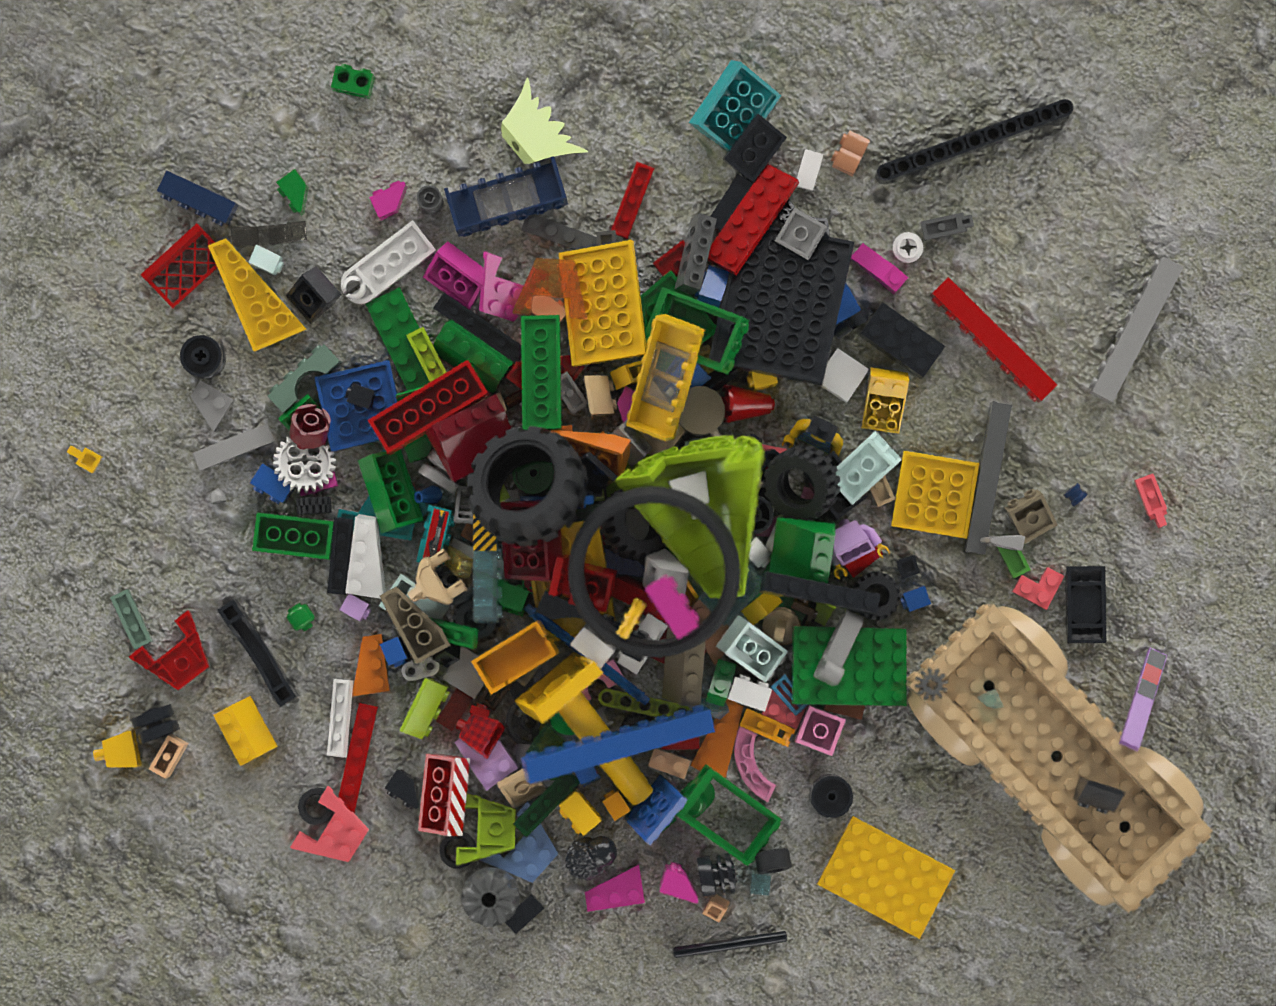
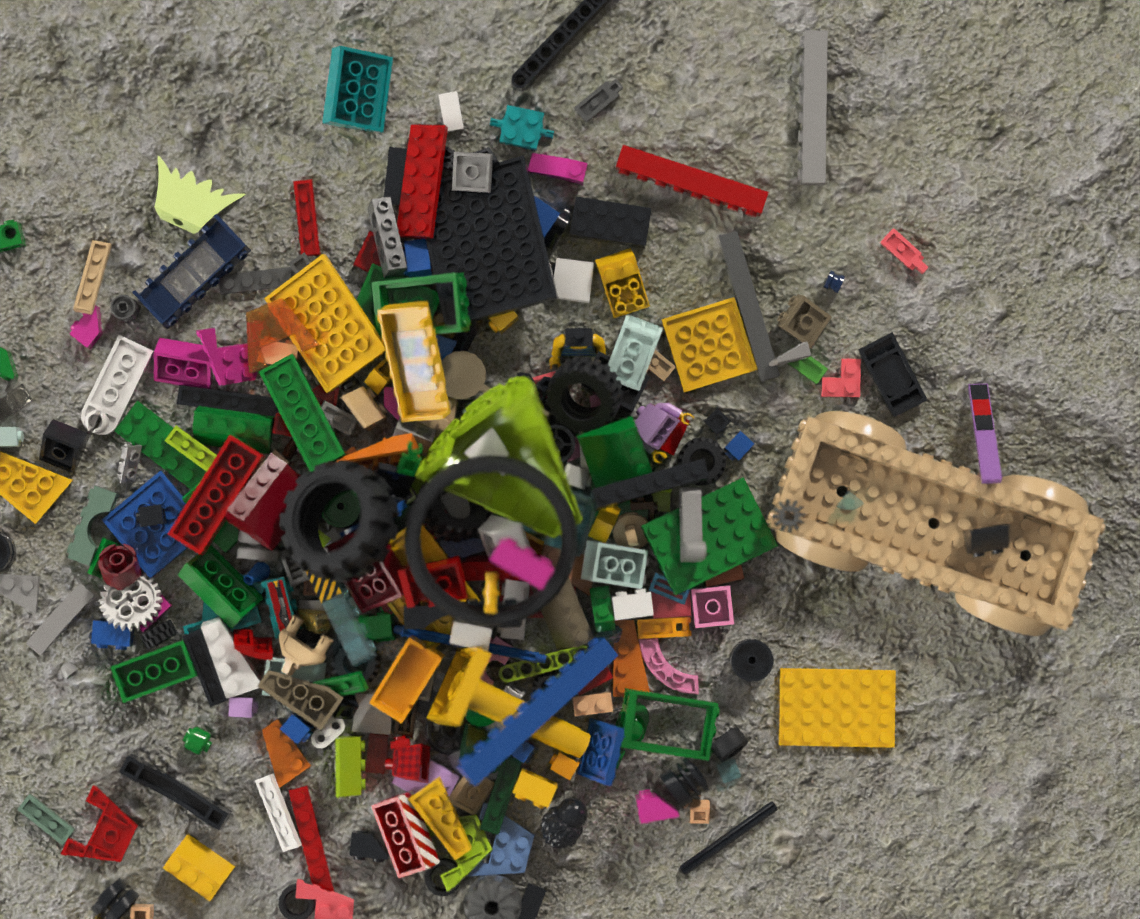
camera: 25 degrees left, 0 degrees up
(360, 344) = (128, 468): none -> light grey hinge
(392, 558) = (253, 646): none -> red slope
(415, 157) = (92, 277): none -> tan tile
(483, 792) = (439, 813): none -> yellow wing
(616, 465) = (409, 461): none -> green plate
(617, 892) = (604, 842): dark pink wing -> none
(745, 403) = (499, 349): red cone -> none
(754, 148) = (392, 116): black plate -> none
(850, 153) = (480, 77): nougat brick -> none
(865, 216) = (521, 127): none -> teal plate
(914, 241) = (575, 127): white gear -> none

